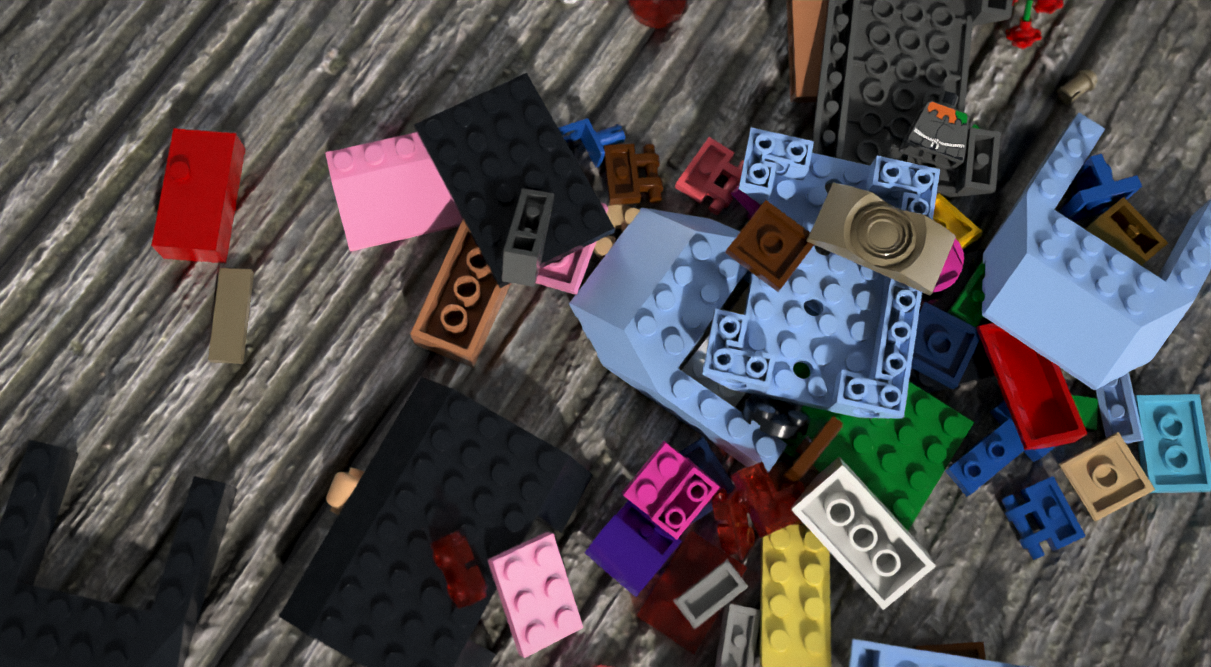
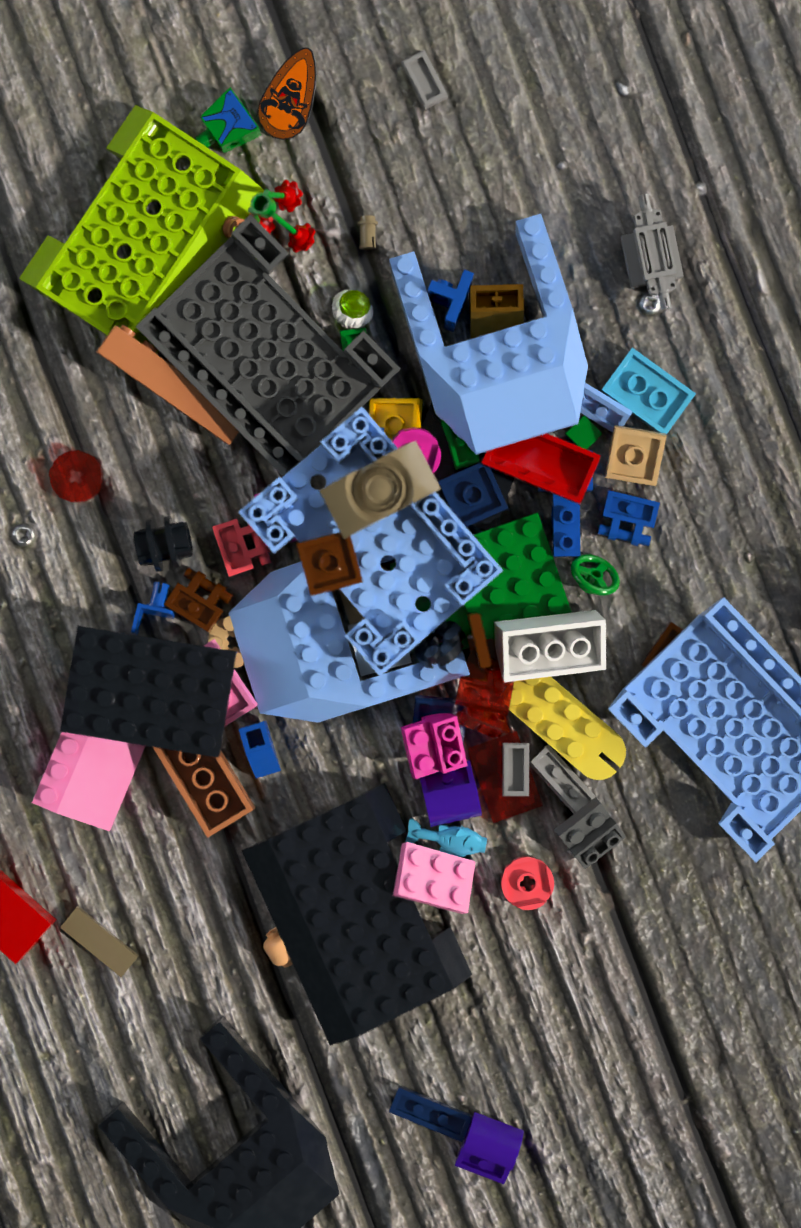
camera: 45 degrees left, 15 degrees up
(463, 585) = (399, 920): clear red hinge -> none
(527, 238) = (203, 717): dark grey slope -> none
(535, 325) = (259, 749): none -> blue slope
(588, 587) = (453, 840): none -> medium azure animal
(655, 98) = (163, 543): none -> black piece
(938, 133) = (330, 371): dark grey torso -> none
(957, 526) = (592, 578): none -> green piece
(1004, 117) = (352, 309): none -> hair

